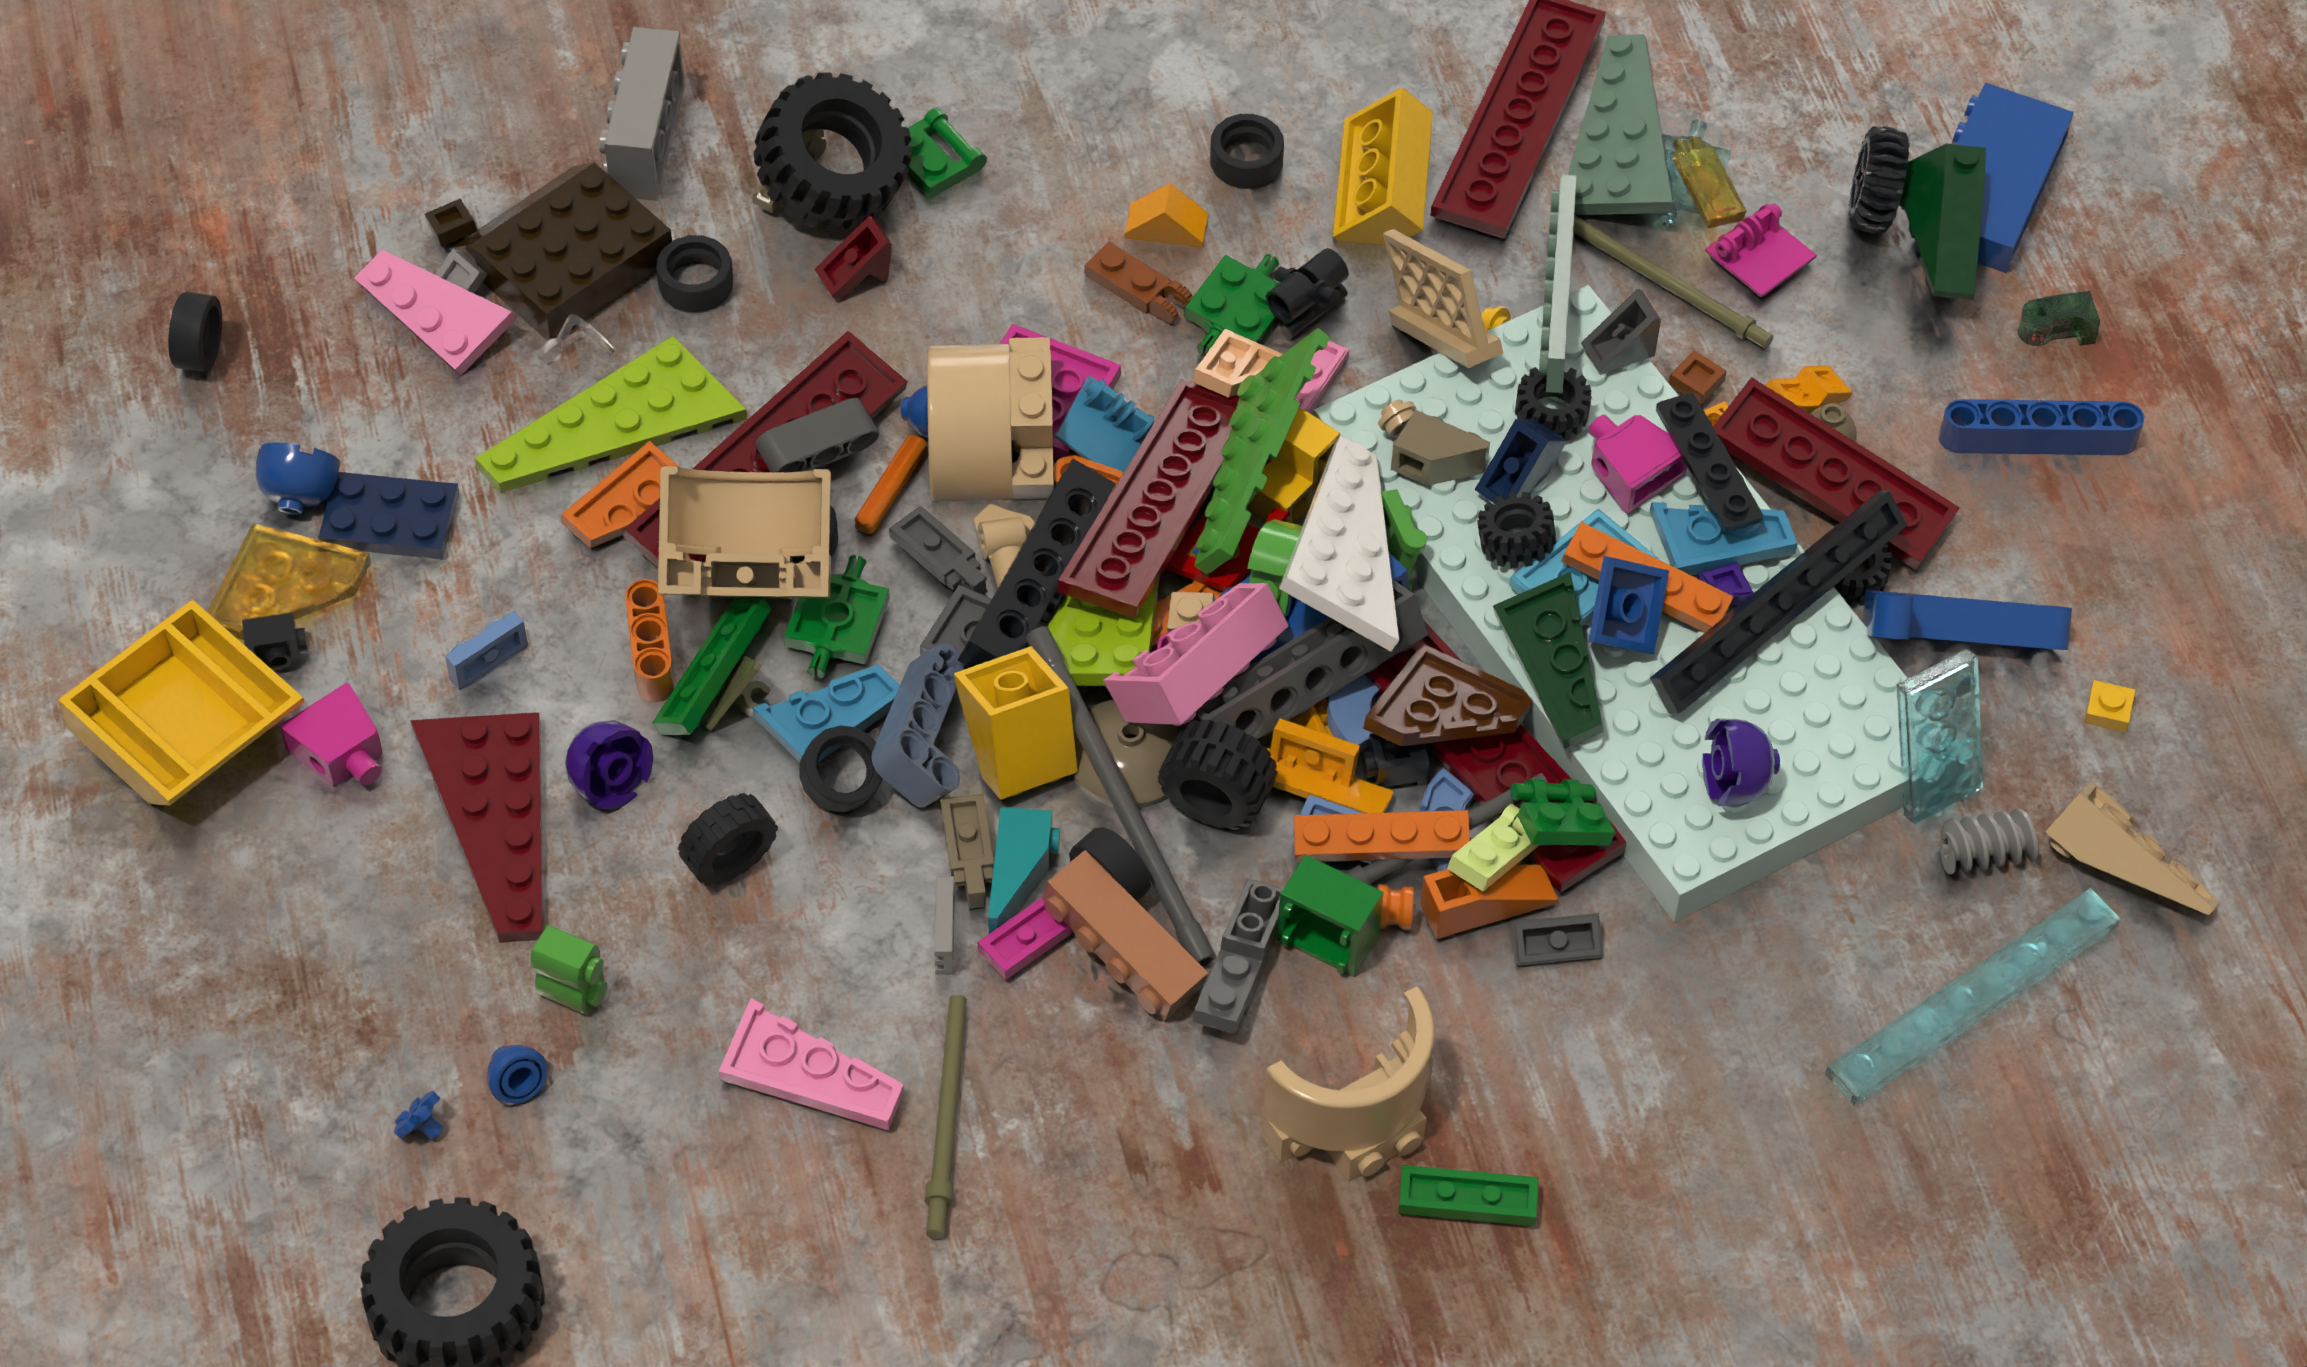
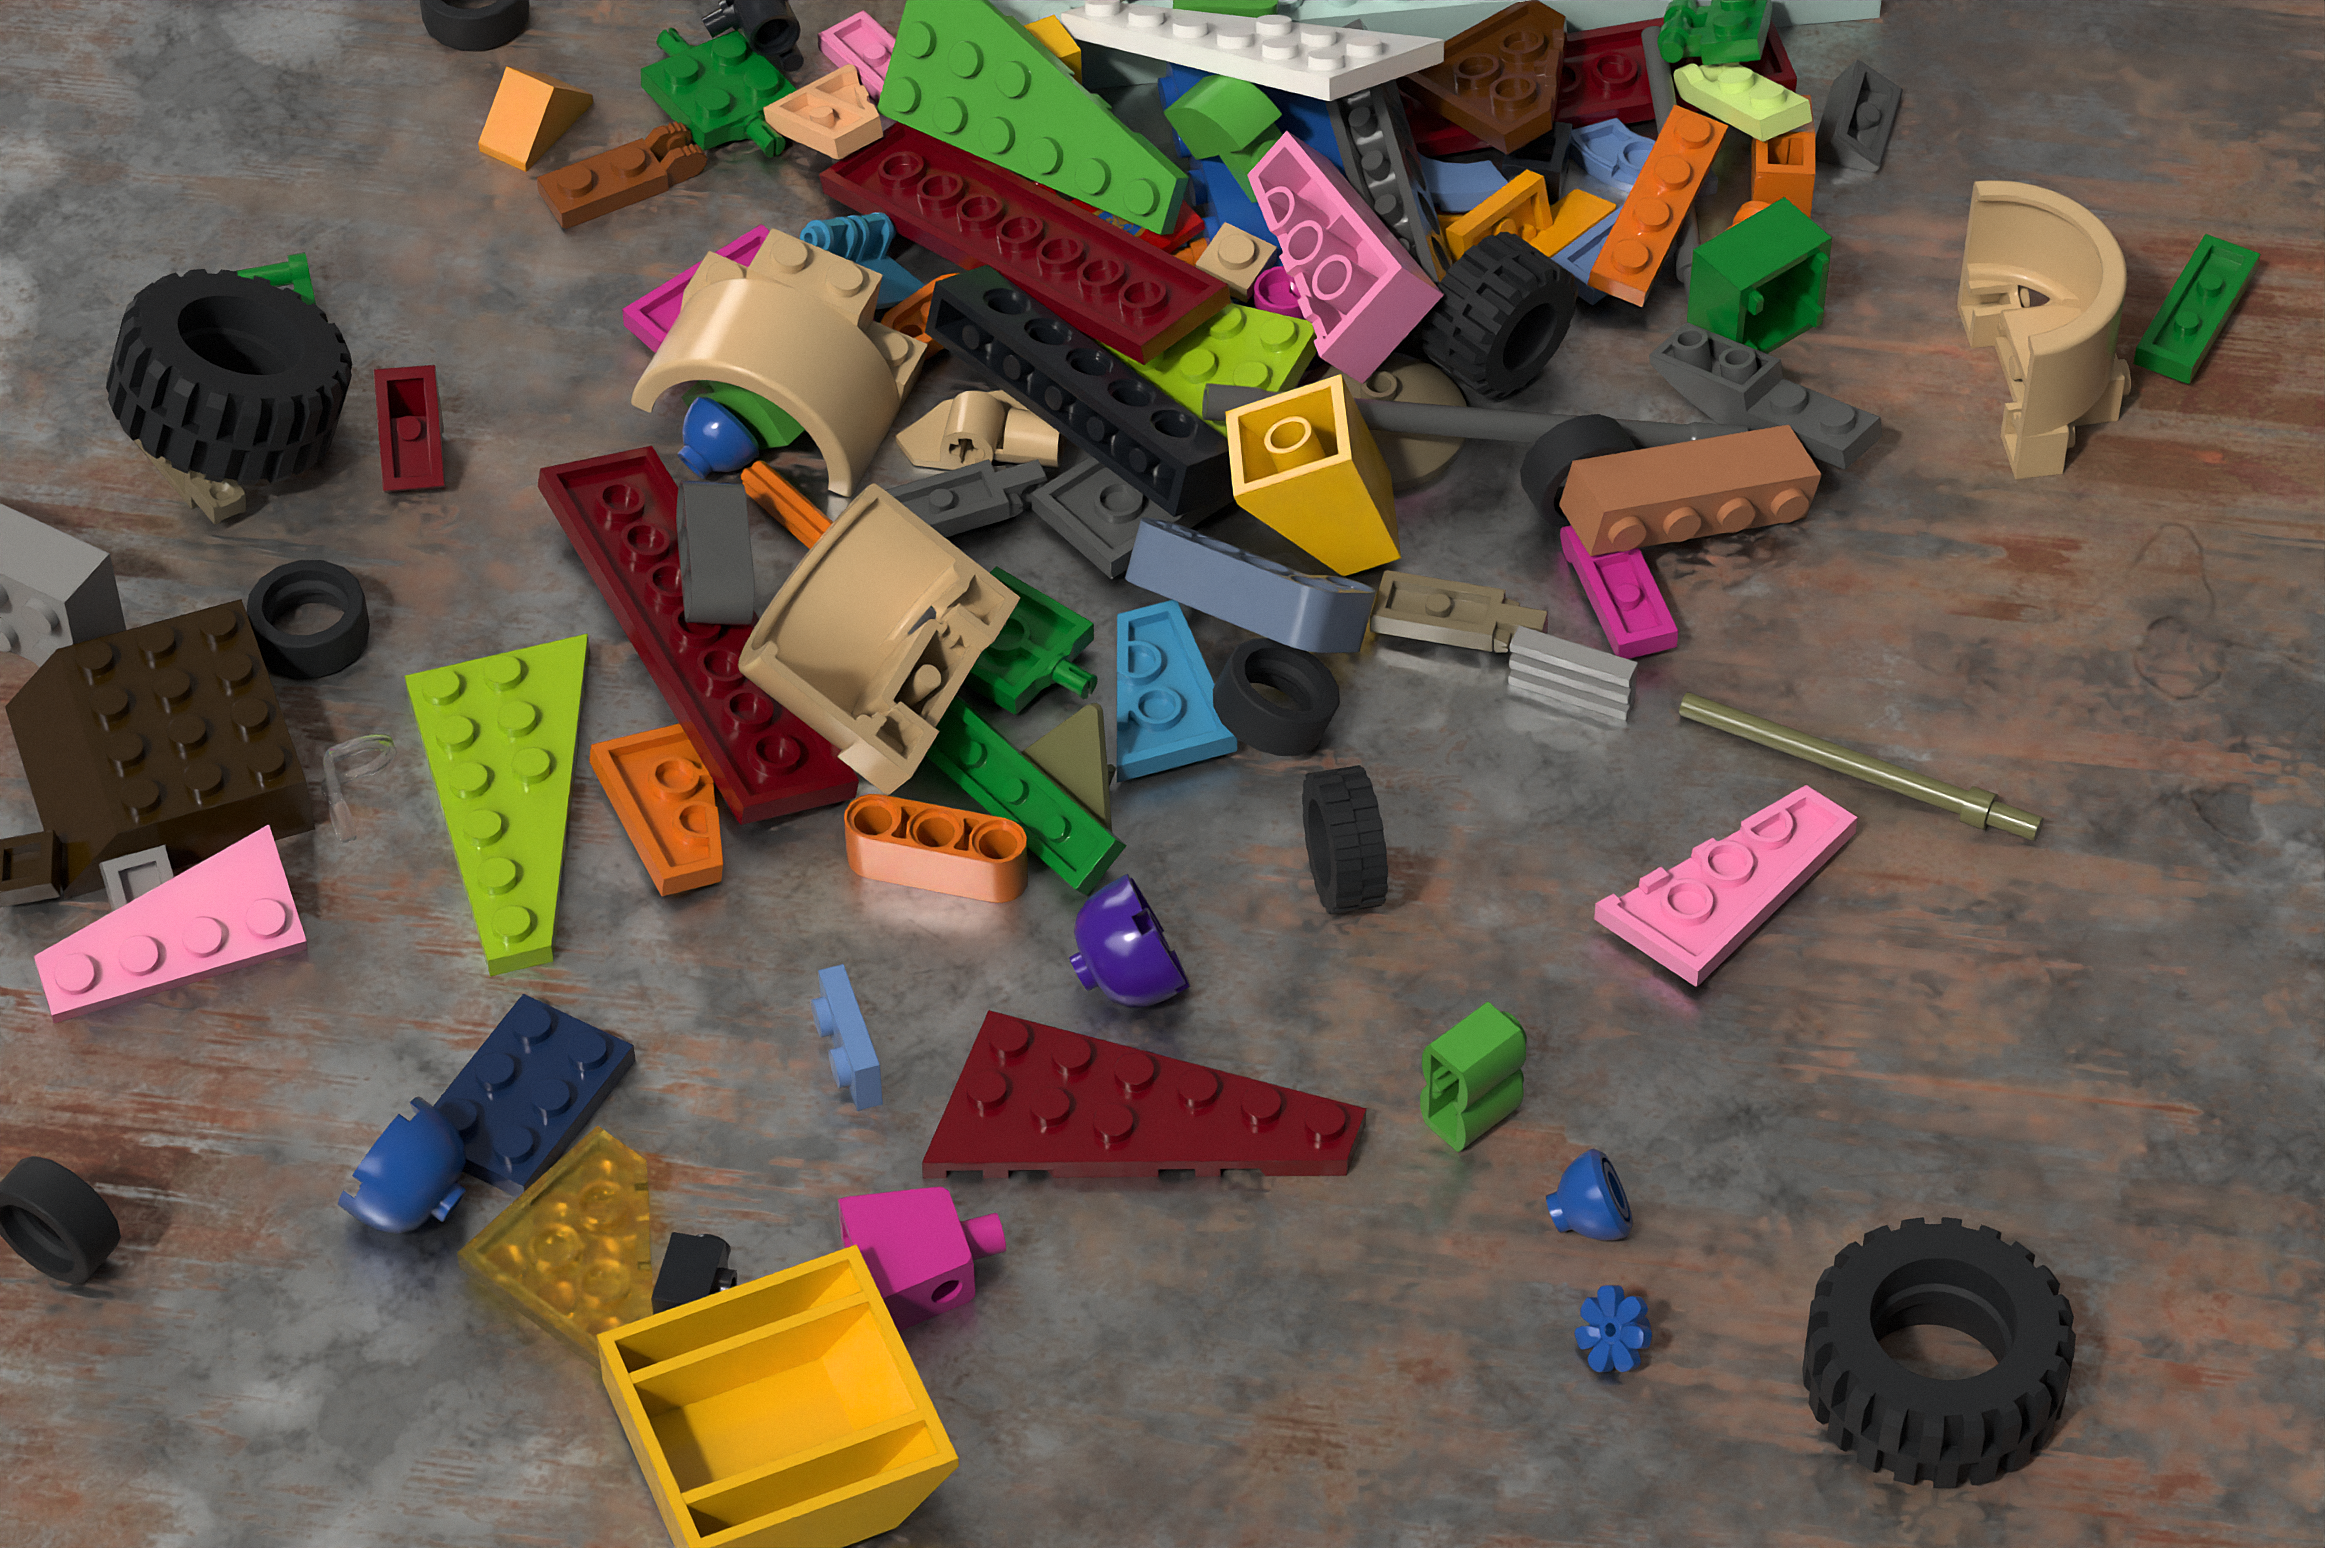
camera: 65 degrees left, 5 degrees down
(1020, 860) = (1503, 552): teal slope -> none

